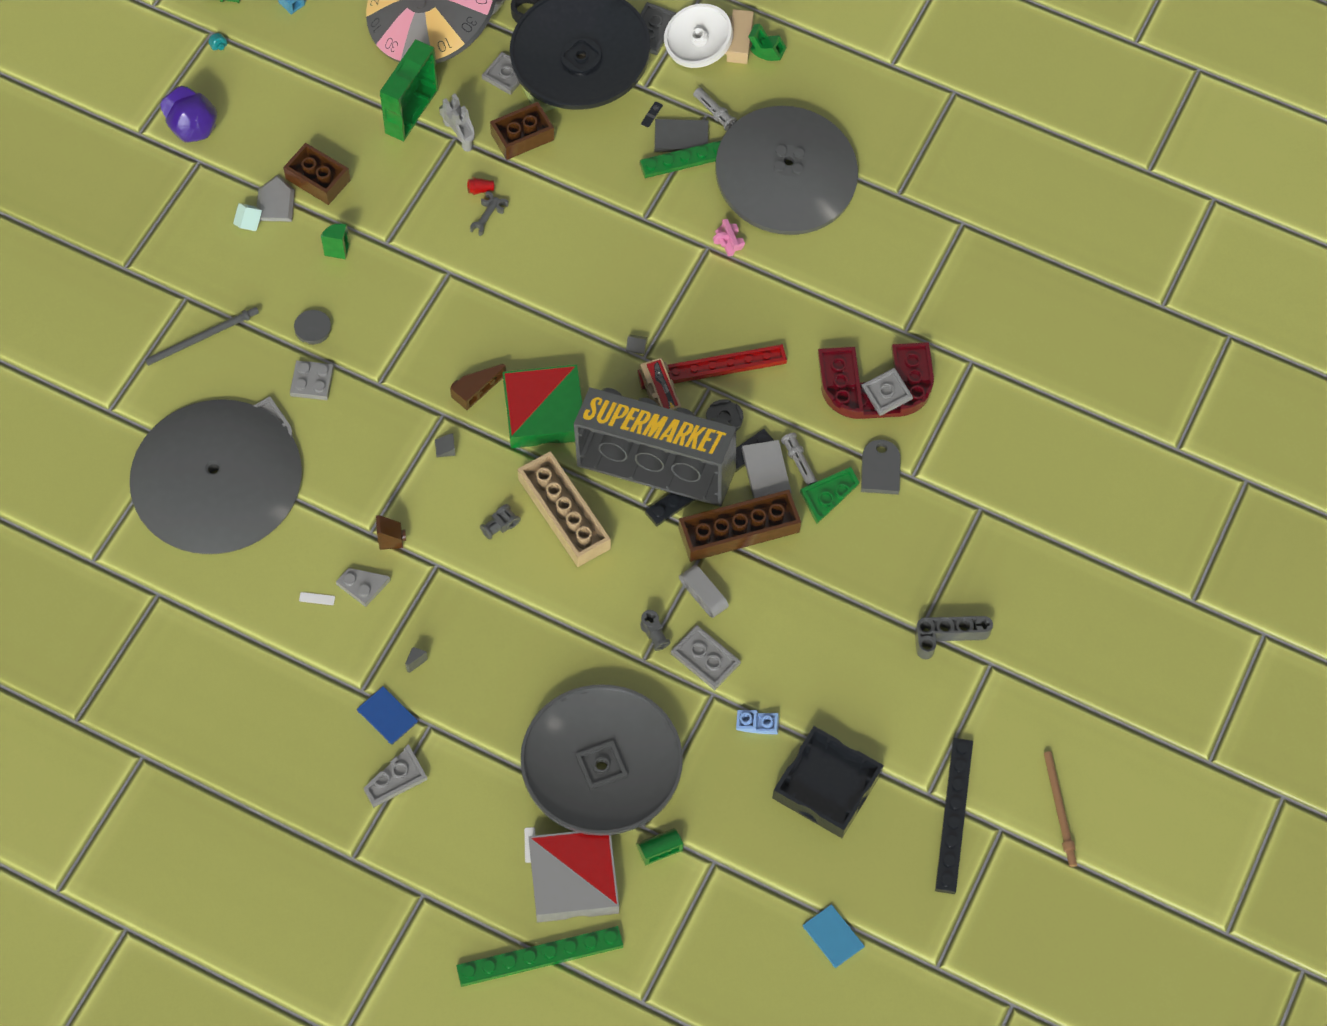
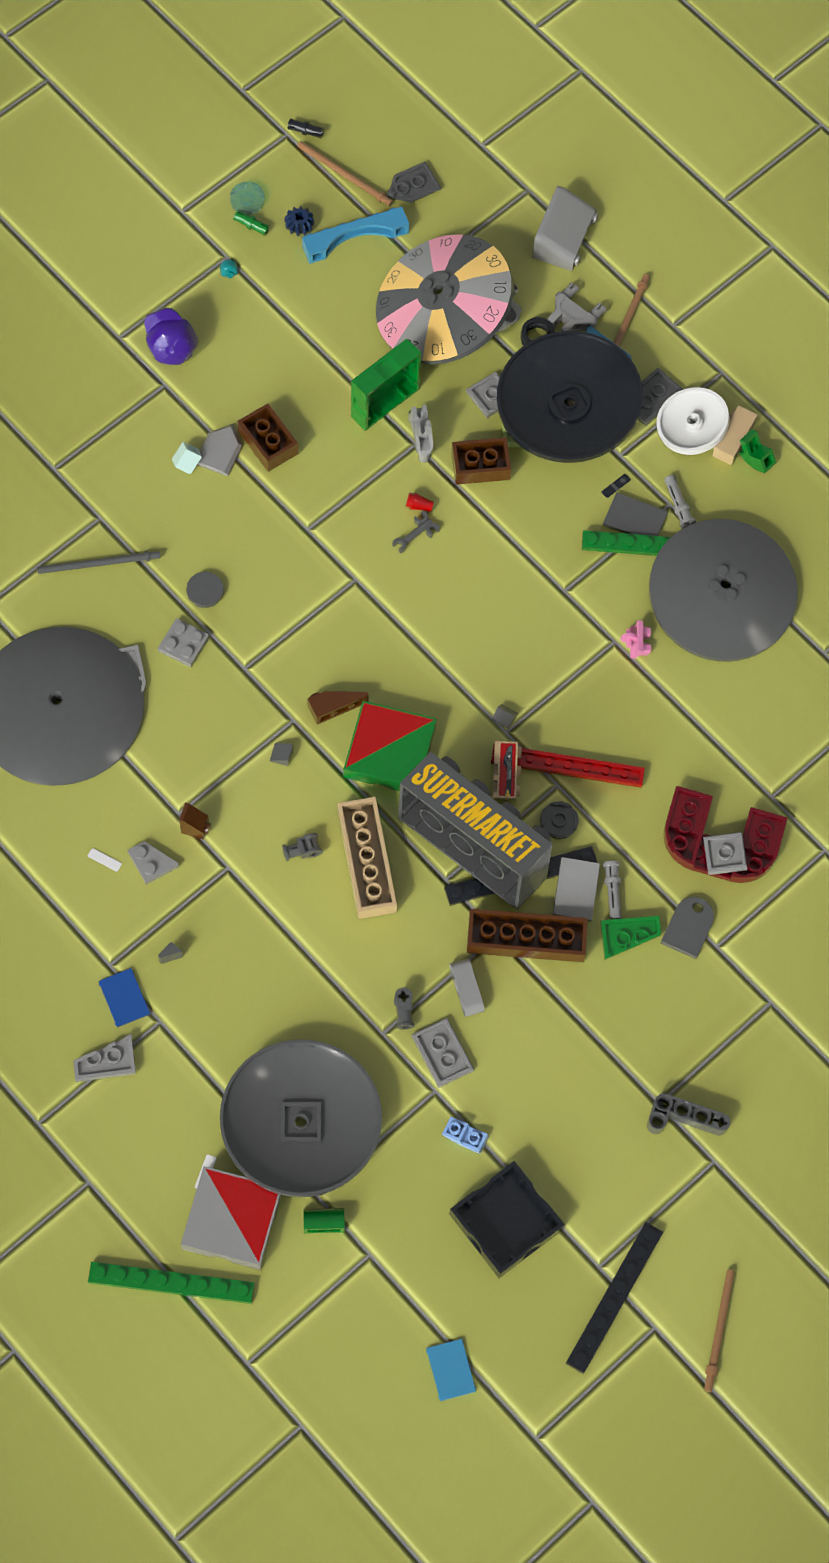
camera: 20 degrees right, 5 degrees up
(336, 241) = (258, 512): green brick -> none

